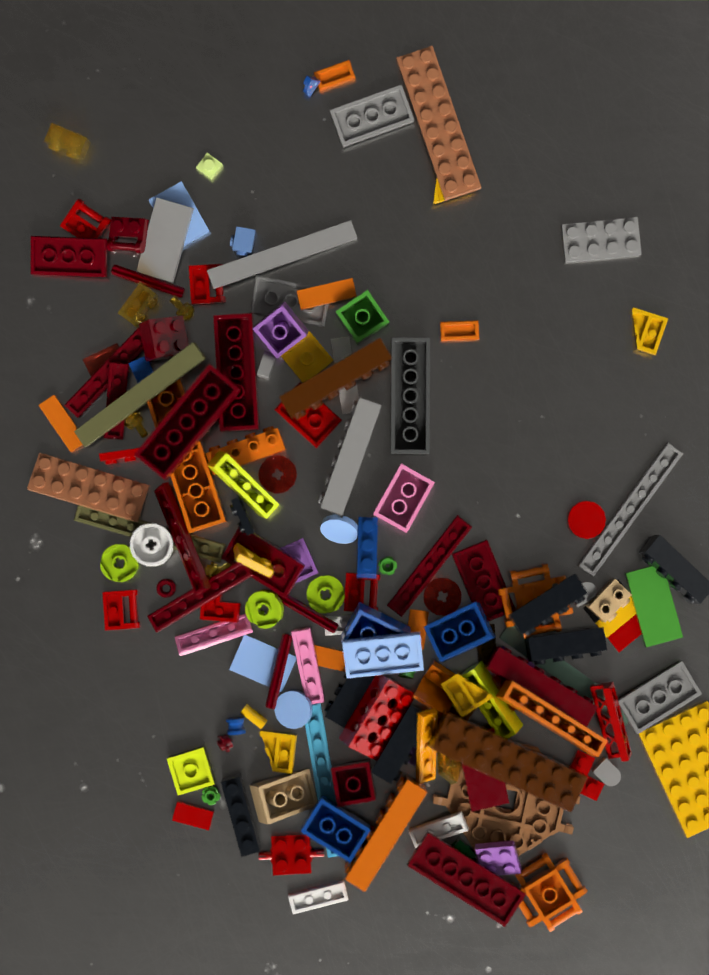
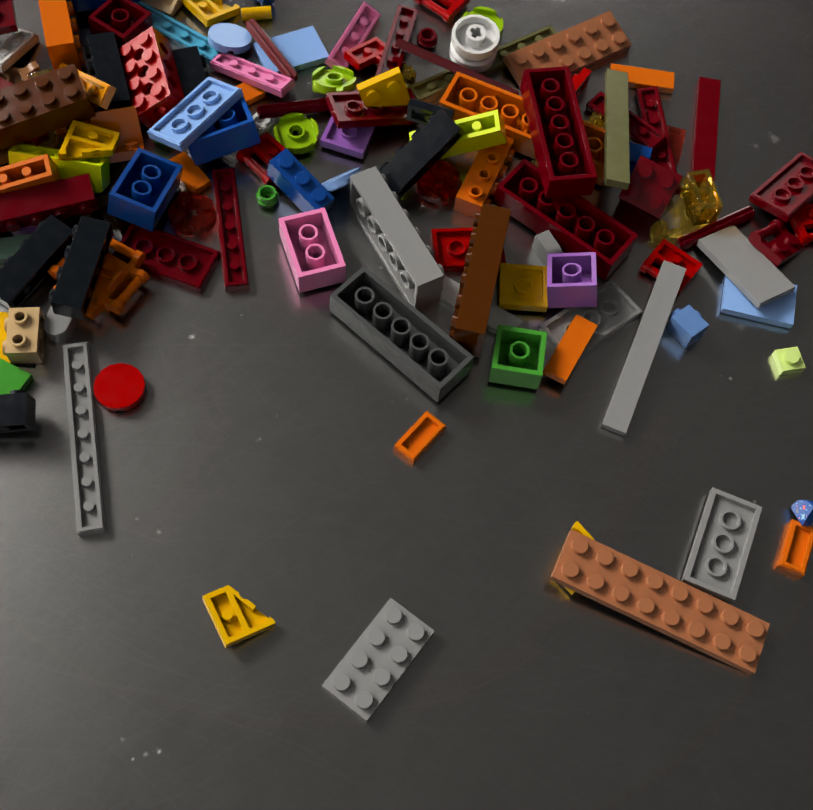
camera: 125 degrees right, 25 degrees down
(69, 347) = (706, 125): none -> dark red tile
(280, 493) = (421, 153): none -> black brick

